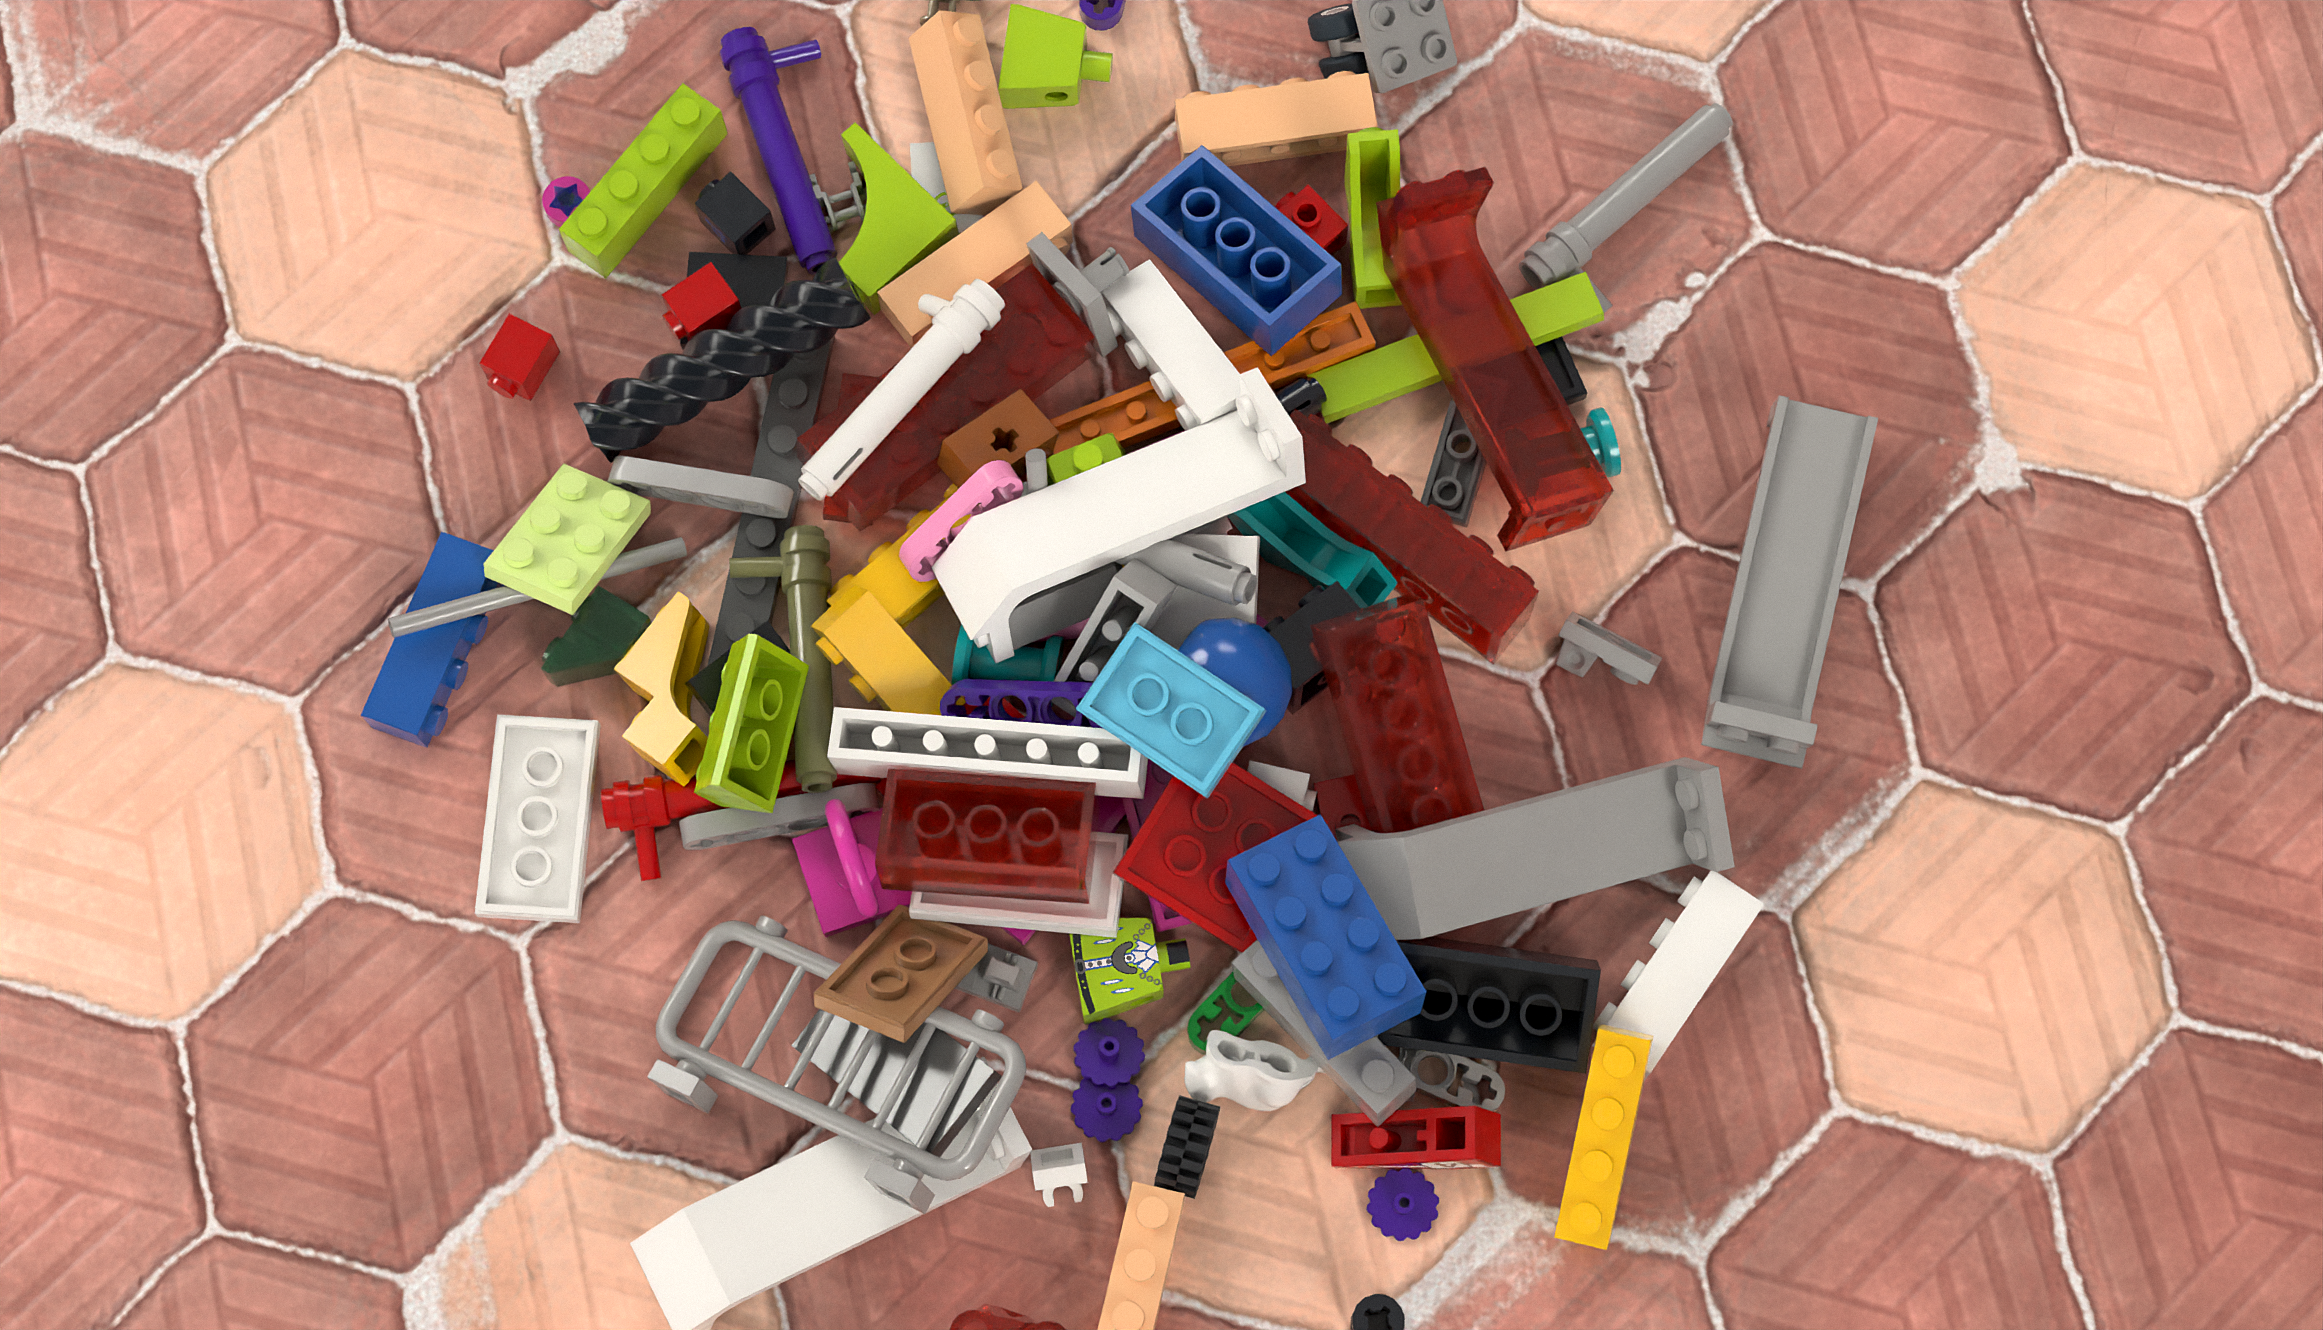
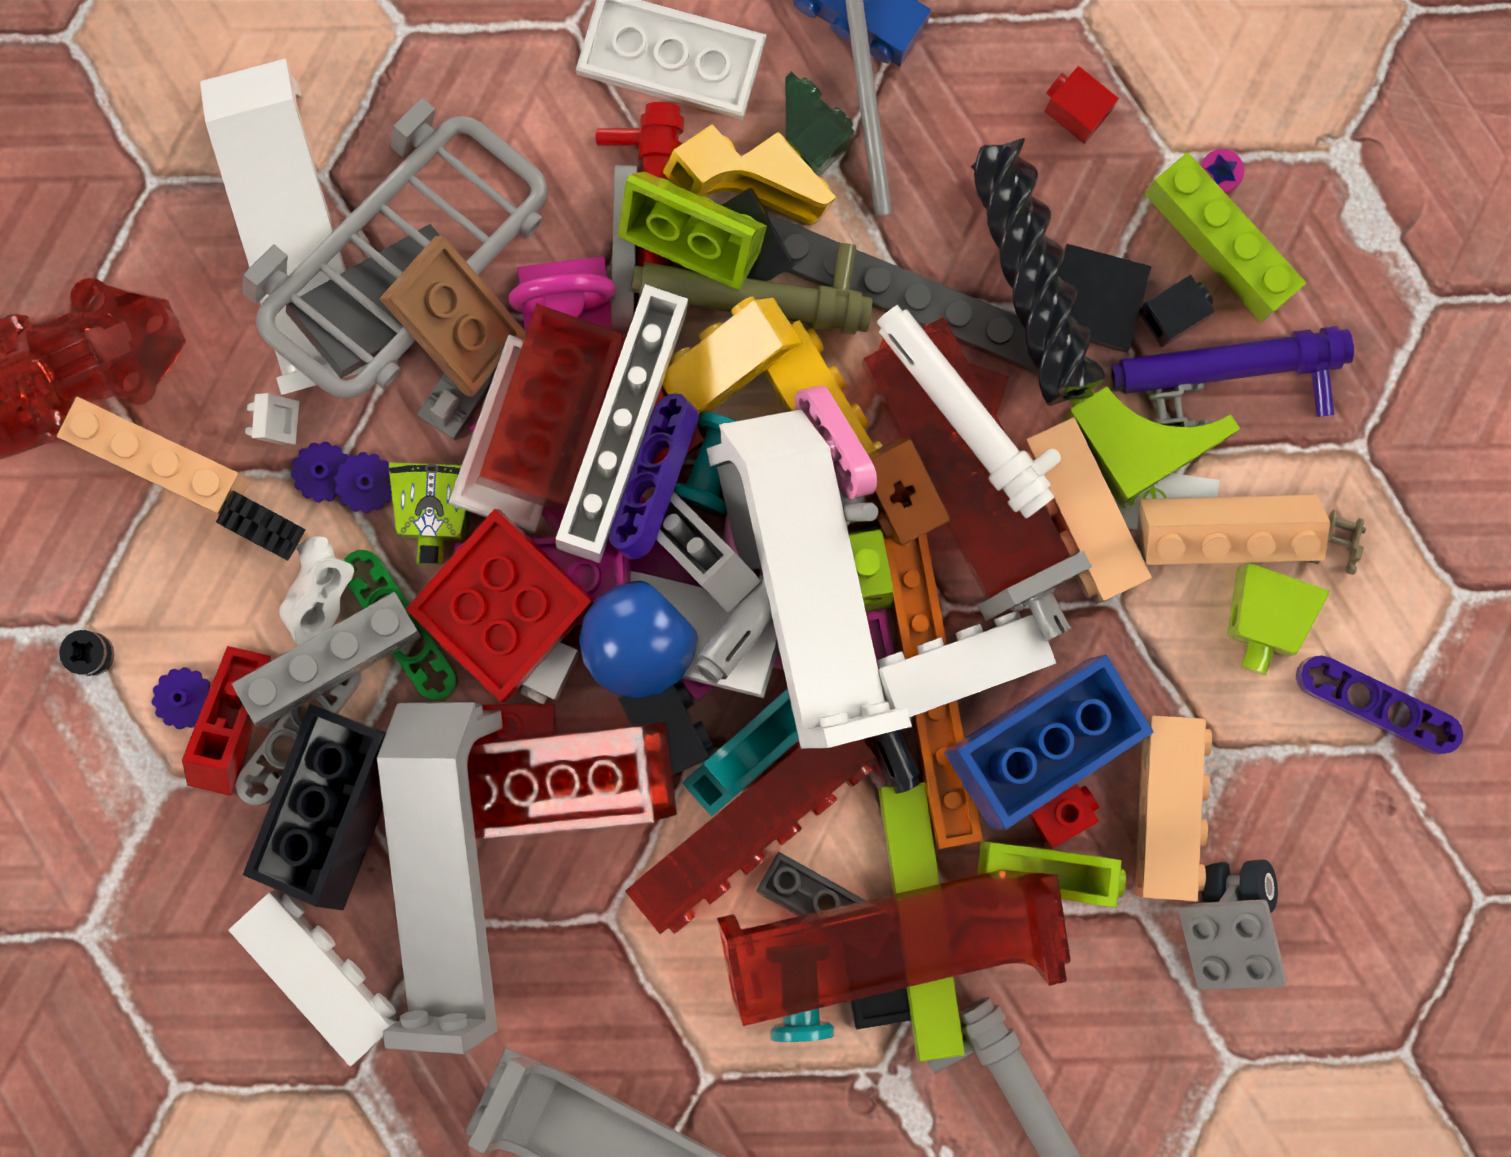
camera: 95 degrees right, 10 degrees up
(567, 539) = (903, 113): yellowish green plate -> none
(699, 303) = (1092, 263): red brick -> none
(701, 486) = (926, 234): light grey beam -> none
(1171, 710) = (608, 579): medium azure tile -> none
(1324, 936) = (385, 671): blue brick -> none
(1588, 640) = (625, 975): light grey hinge -> none
(1603, 1136) = (181, 876): yellow brick -> none

